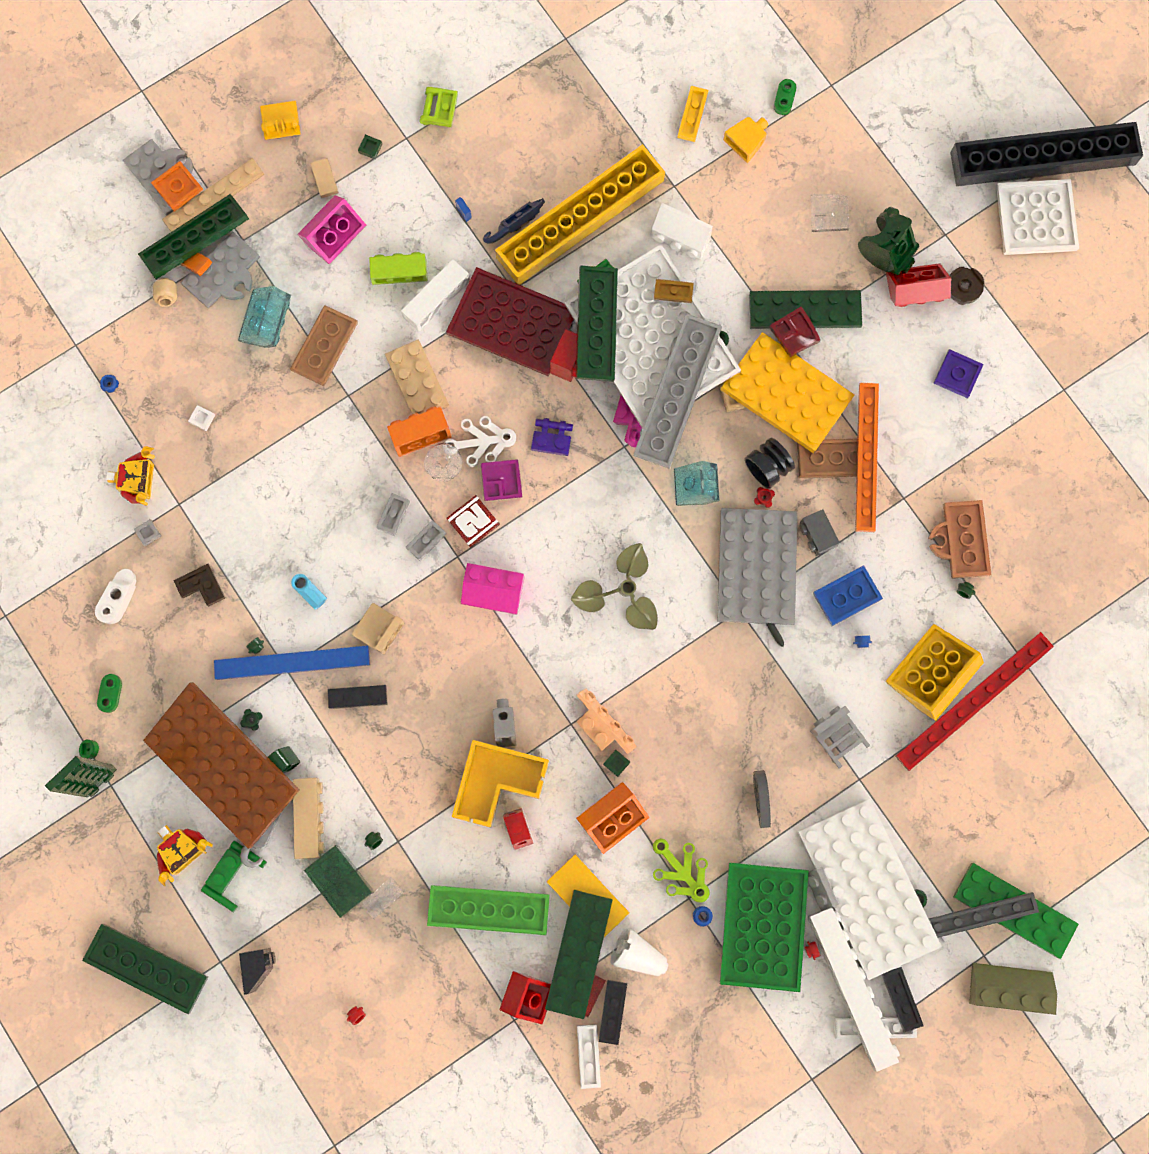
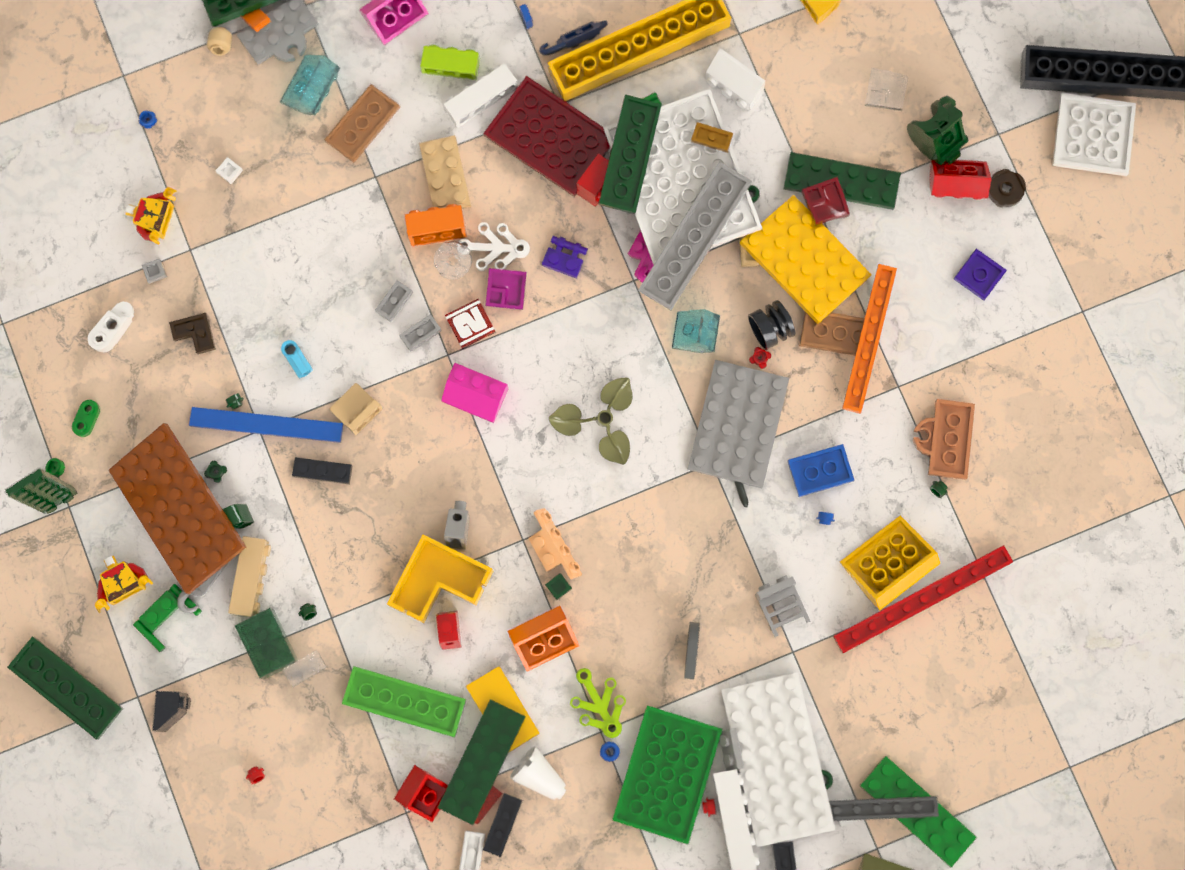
camera: 15 degrees right, 0 degrees up
(819, 532) = (806, 403): dark grey brick -> none

